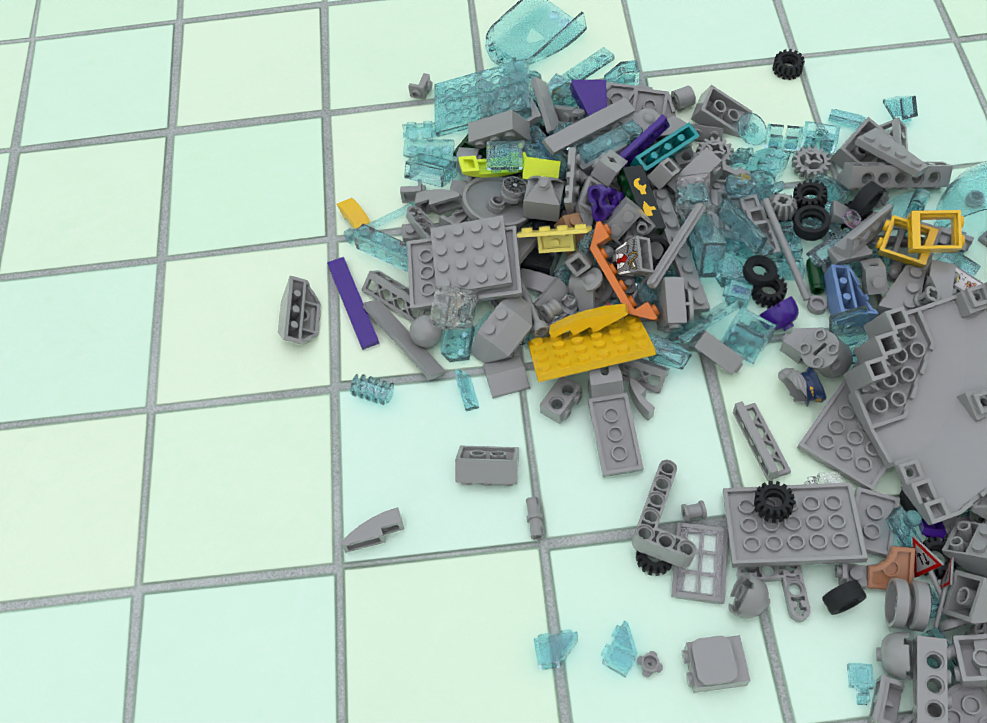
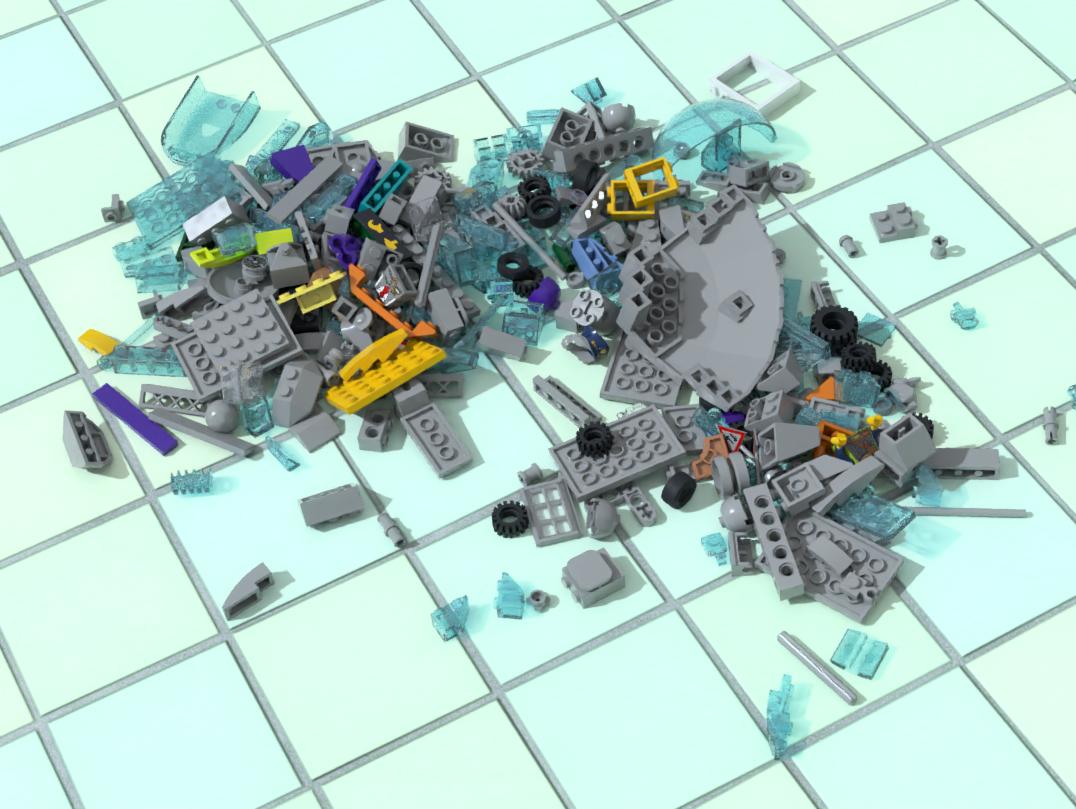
camera: 25 degrees left, 10 degrees down
(637, 395) = (451, 409): light grey slope -> none
(656, 537) = (506, 502): light grey beam -> none
(683, 97) = (383, 142): light grey piece -> none
(694, 192) = (428, 217): clear light blue plate -> none
(741, 157) = (459, 177): clear light blue piece -> none
(752, 128) = (459, 150): clear light blue dish -> none
(788, 57) = (471, 77): black tyre -> none
(889, 150) = (589, 129): light grey wing -> none
(922, 144) = (618, 117): none -> light grey cylinder
(926, 296) = (663, 238): light grey bush -> none

